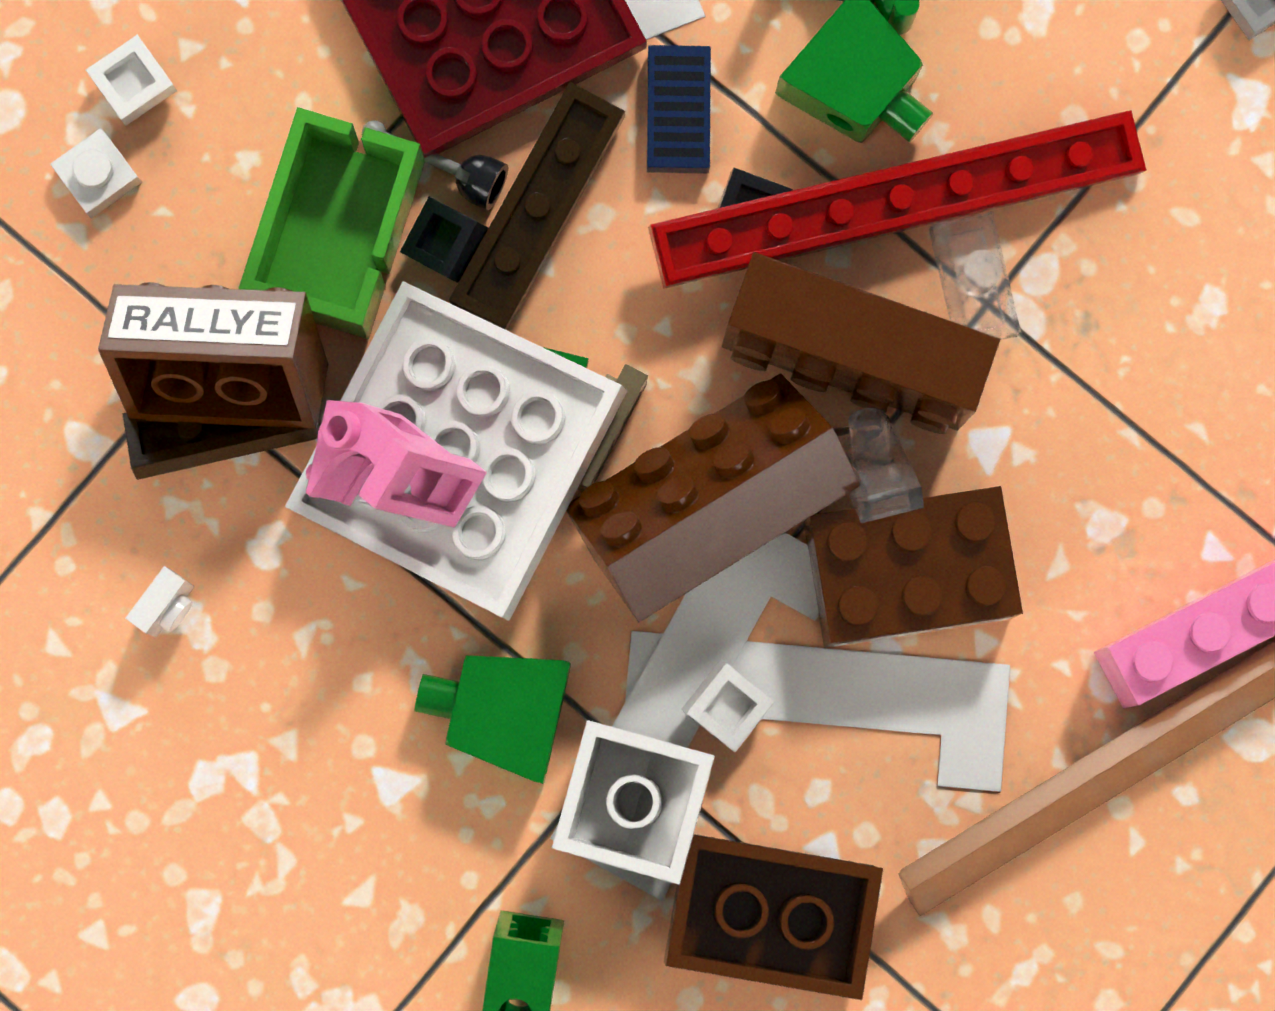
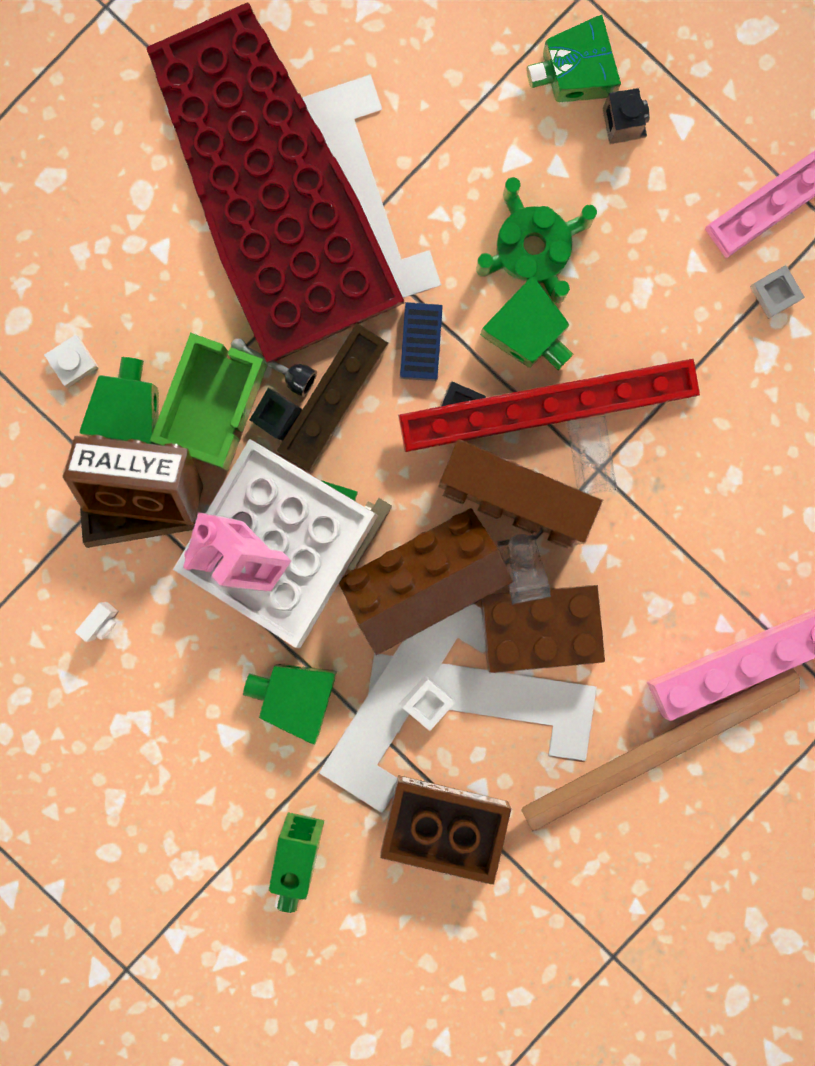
camera: 15 degrees right, 5 degrees up
(131, 80) = (94, 306): white plate -> none
(187, 233) = (123, 405): none -> green torso
(633, 802) = (366, 759): white slope -> none

